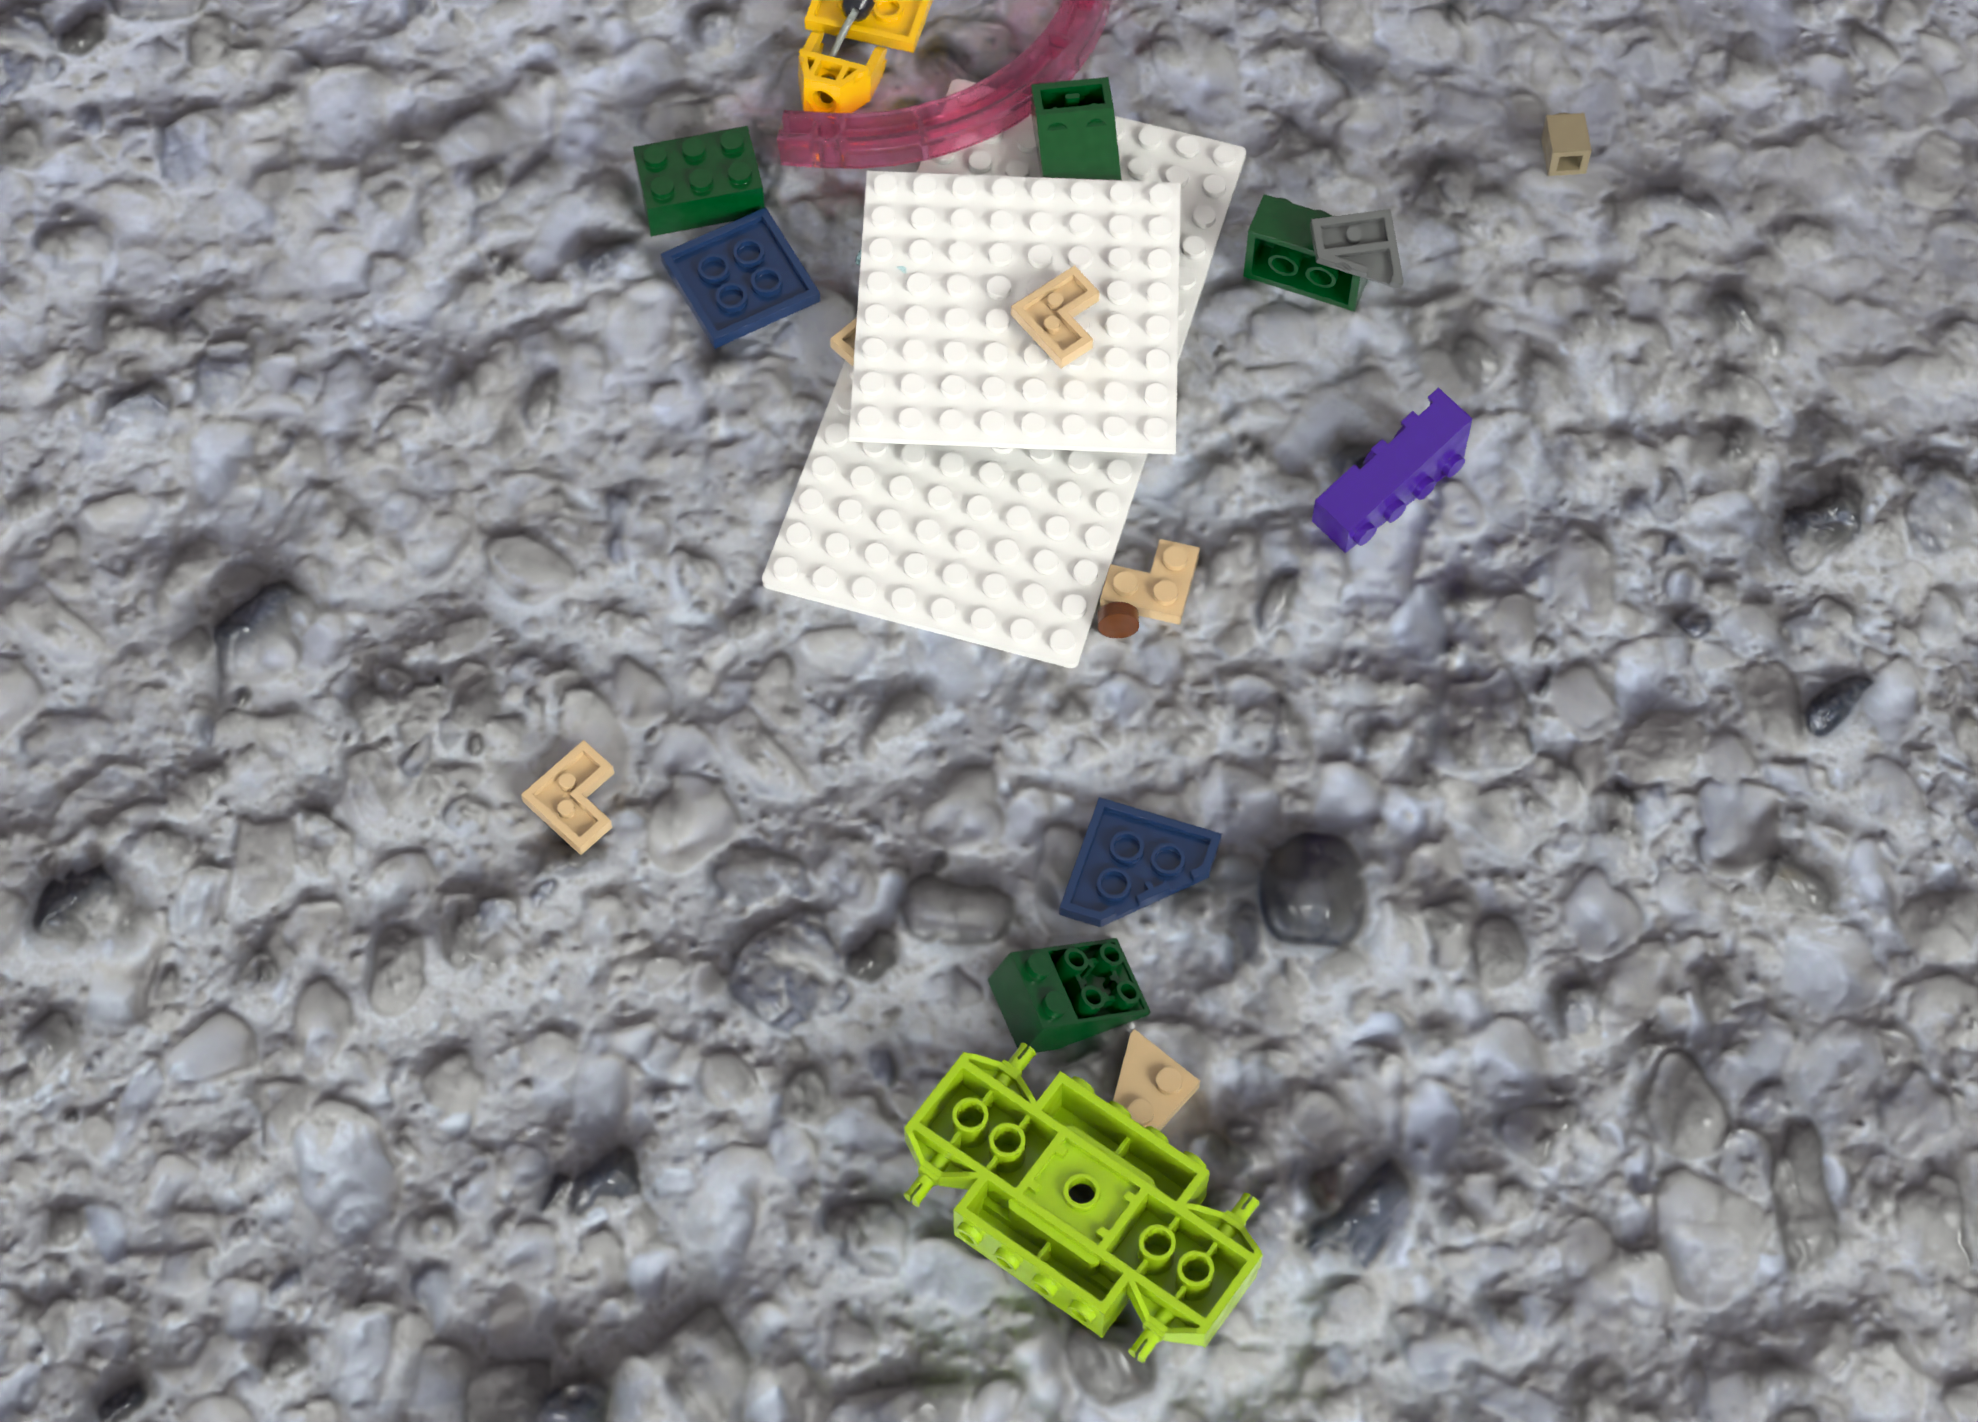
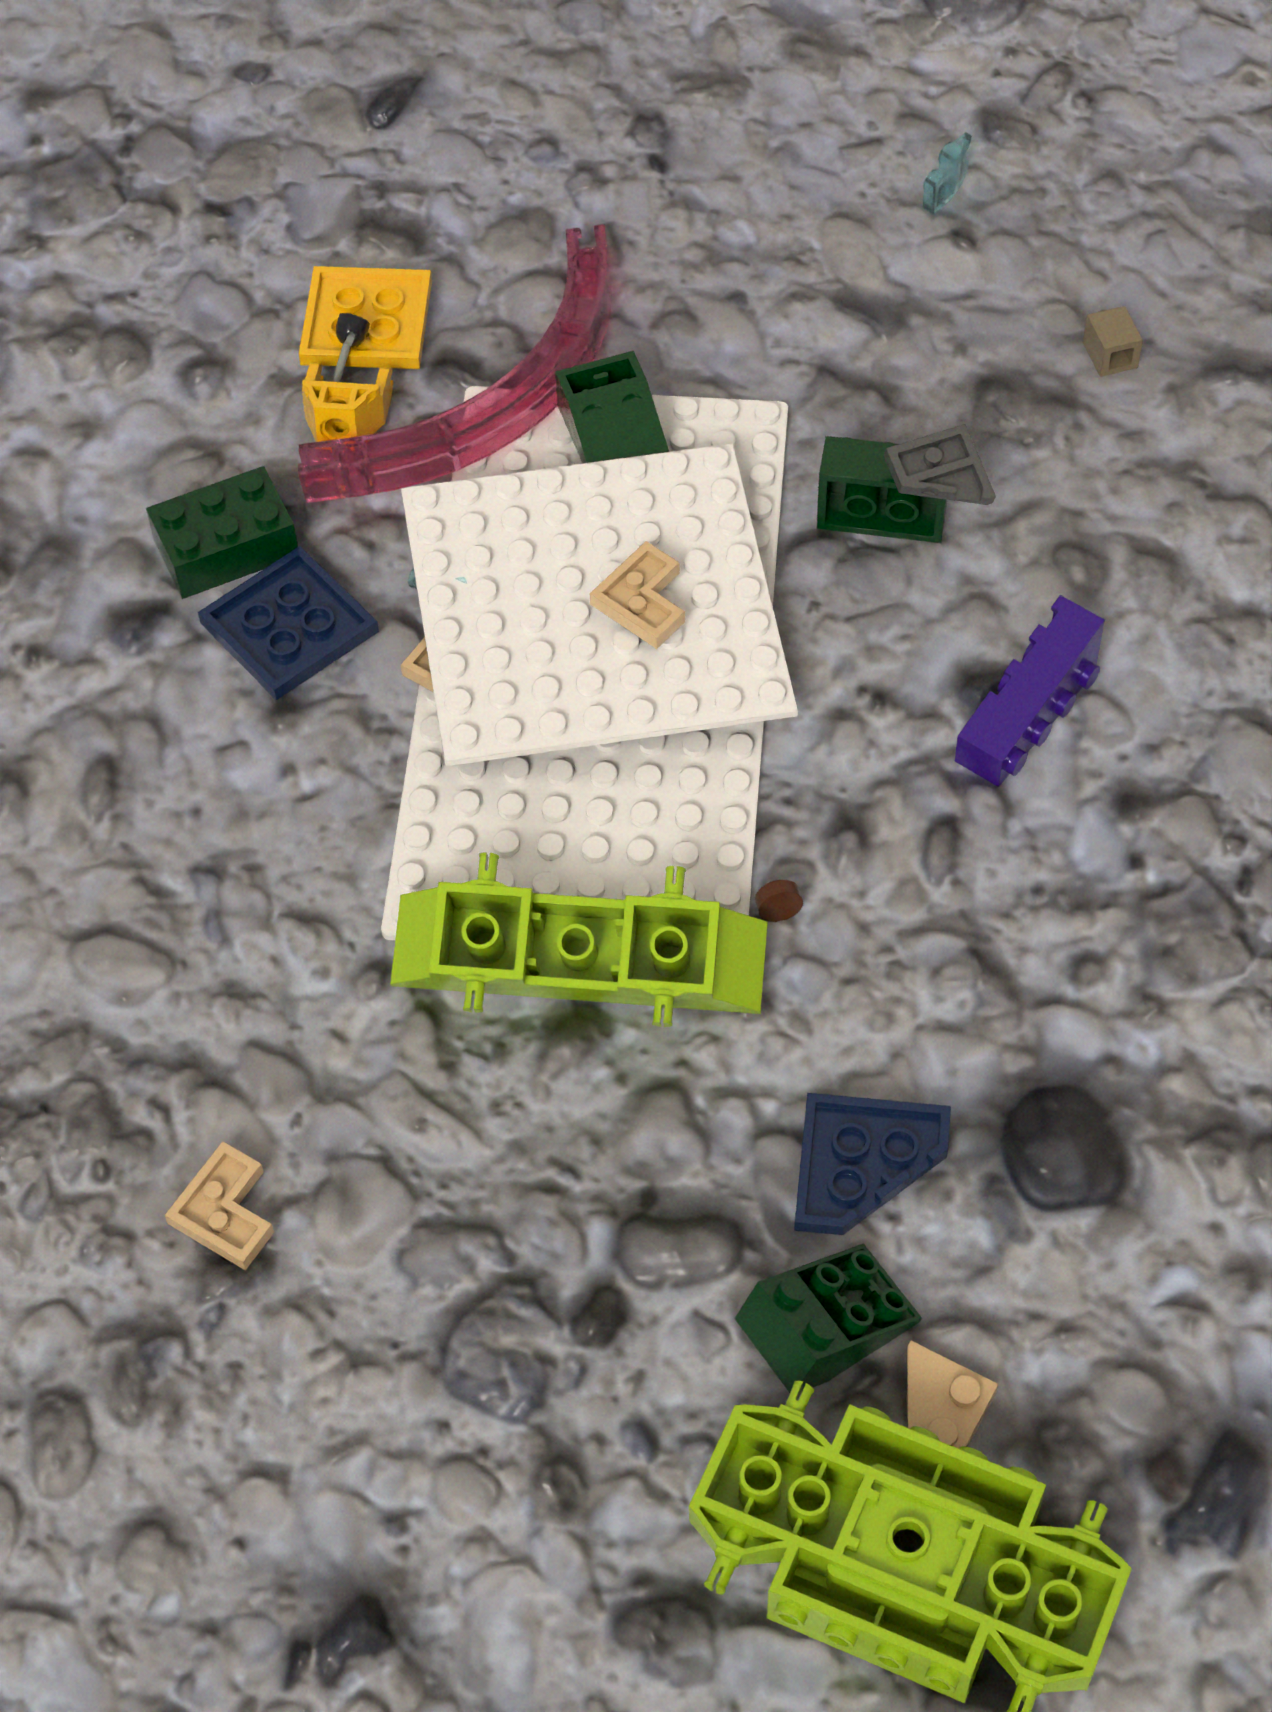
camera: 10 degrees left, 5 degrees down
(931, 630) = (579, 948): none -> lime piece
(1162, 591) = (814, 864): tan plate -> none

